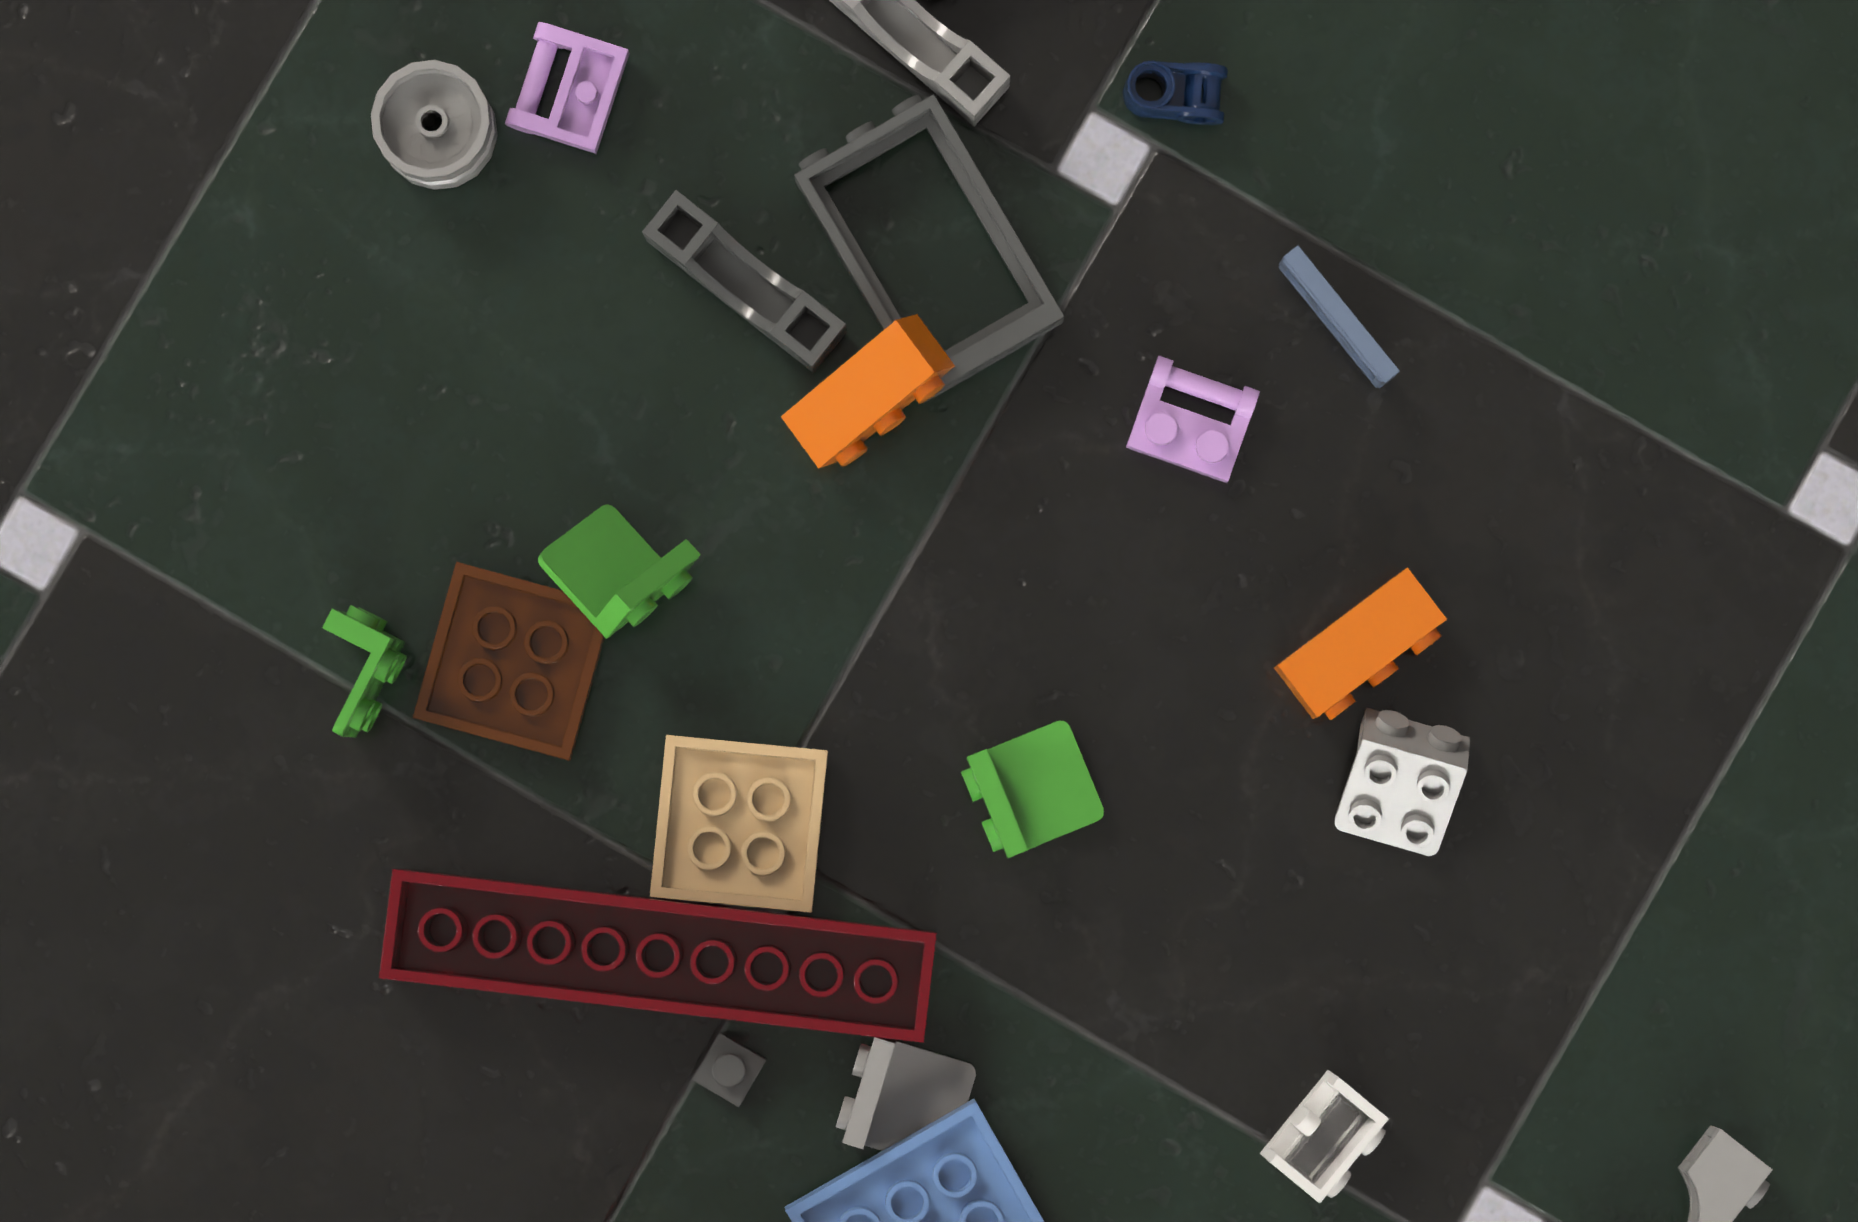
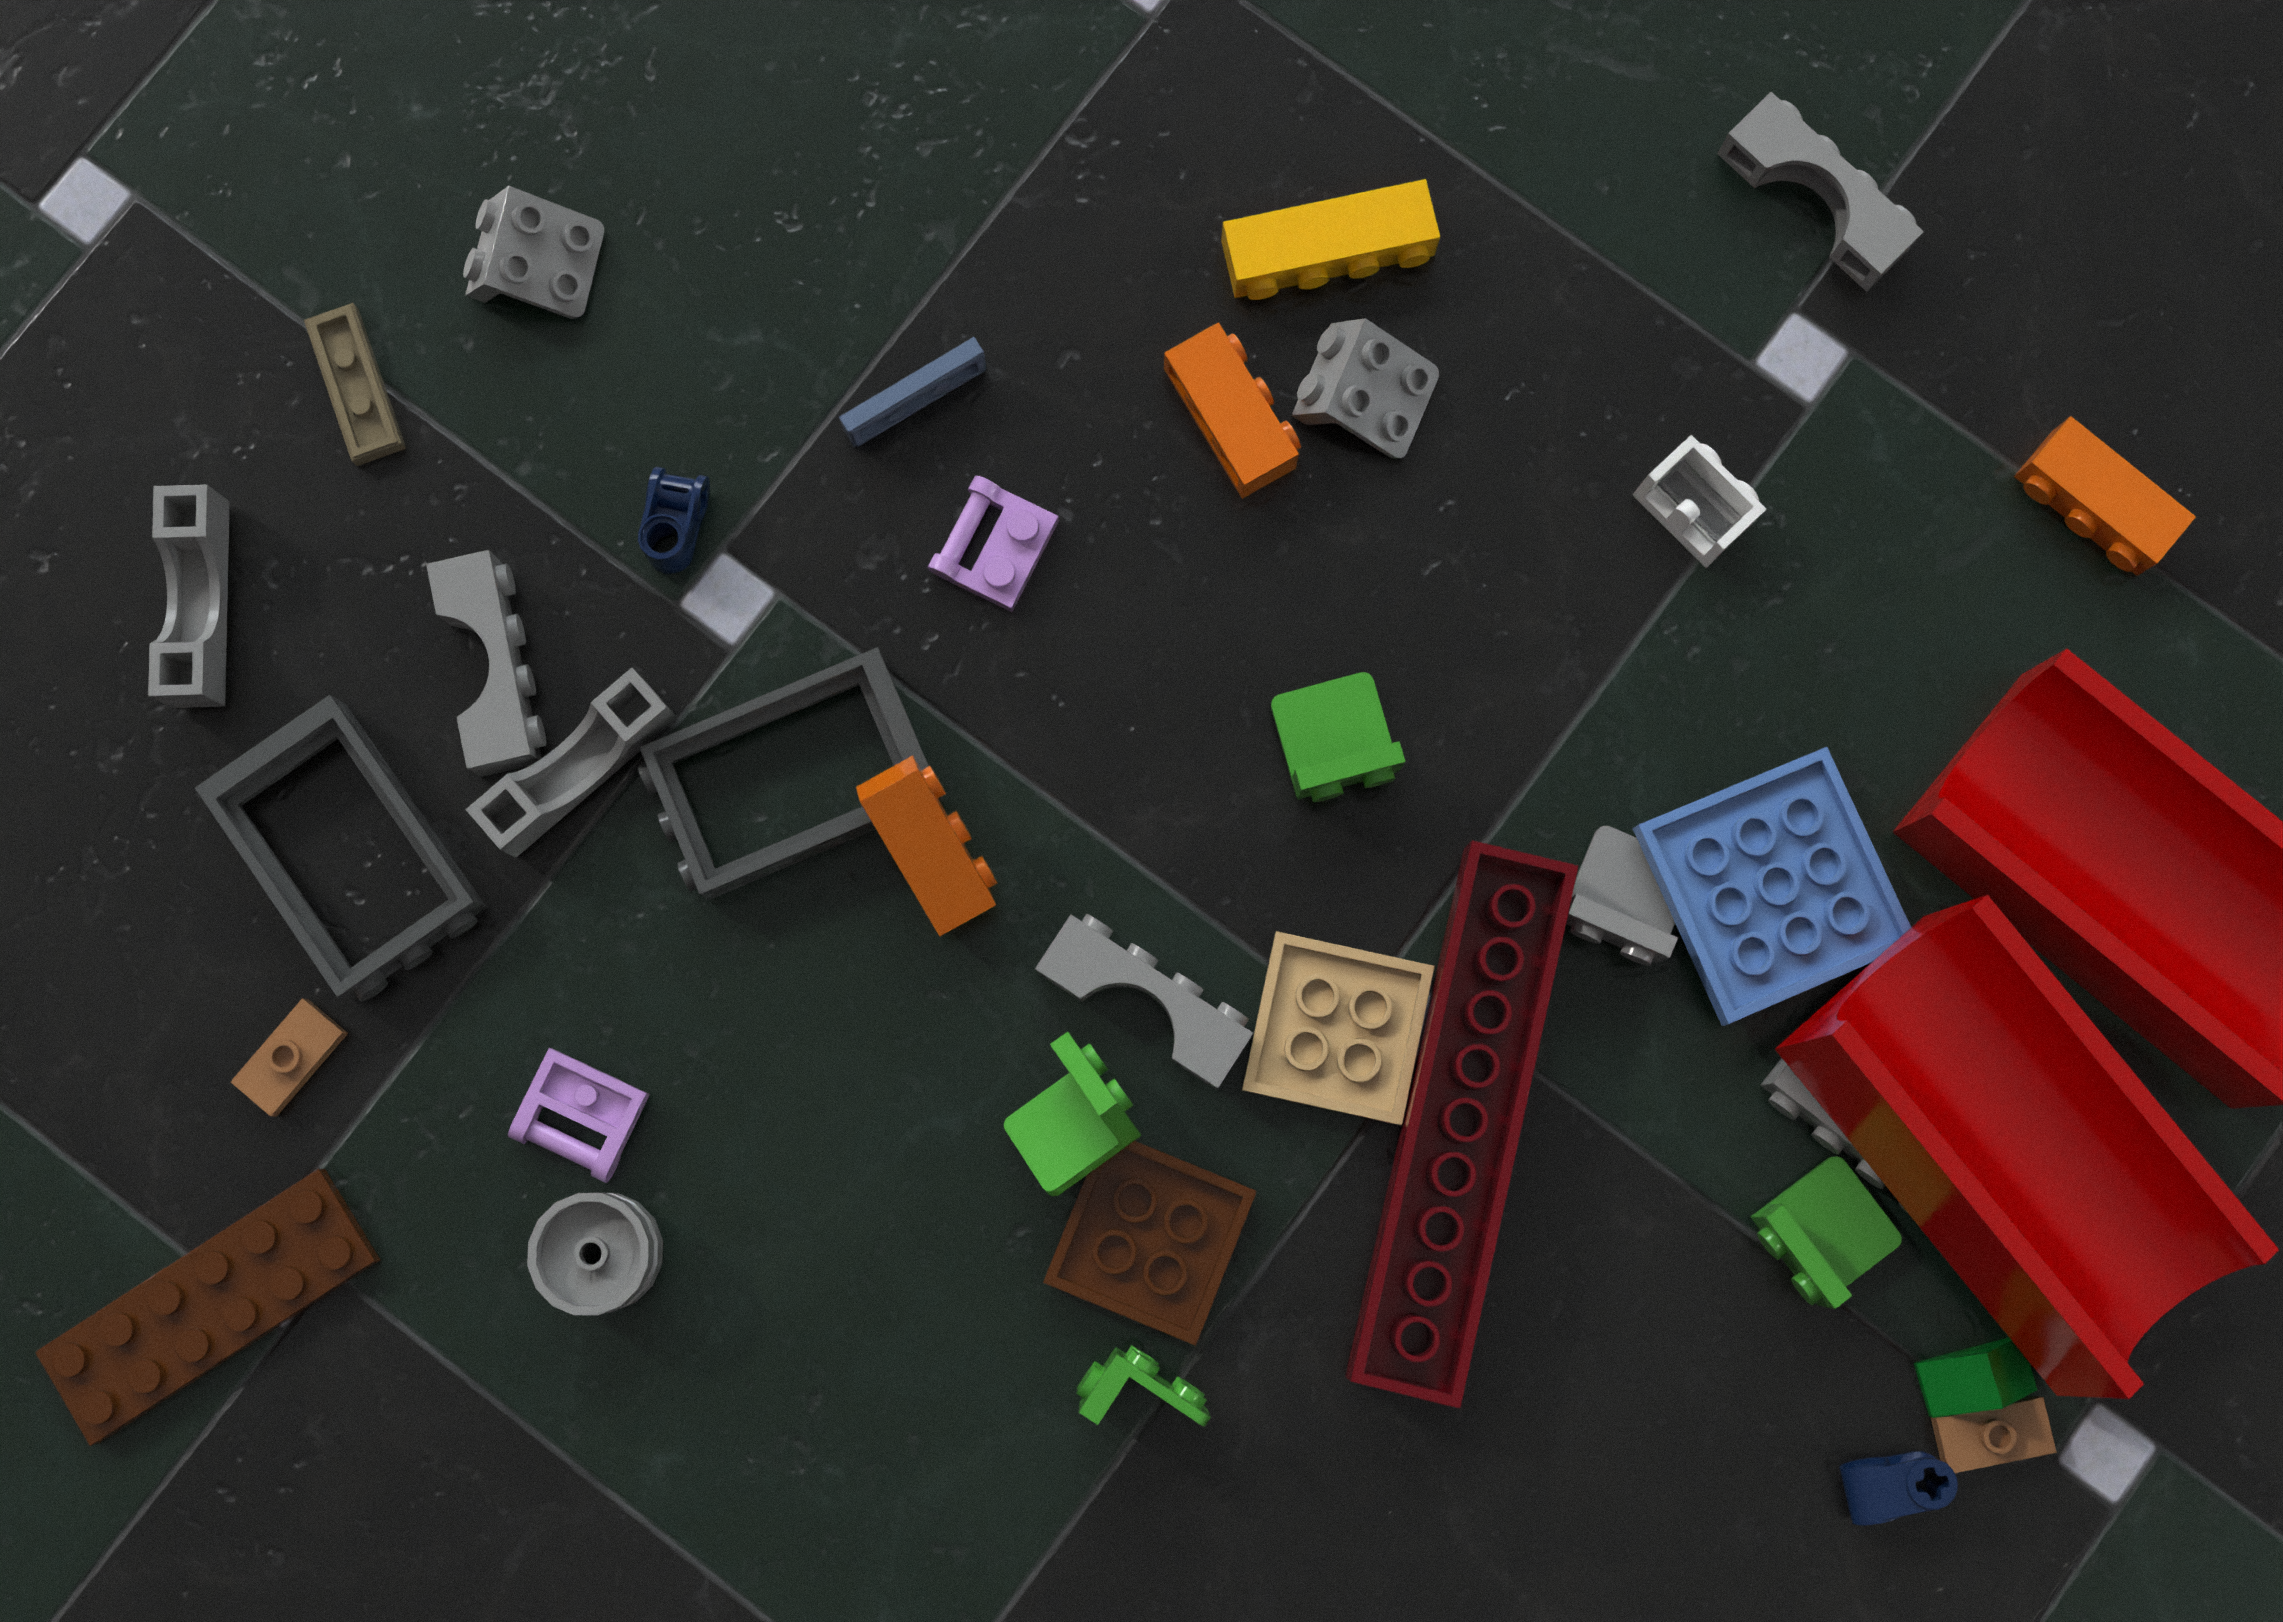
camera: 85 degrees left, 5 degrees down
(714, 690) = (1087, 962): none -> light grey arch
(729, 1069) = (1579, 1067): dark grey plate -> none
(744, 282) = (776, 982): dark grey arch -> none
(1556, 726) = (1330, 240): none -> yellow brick

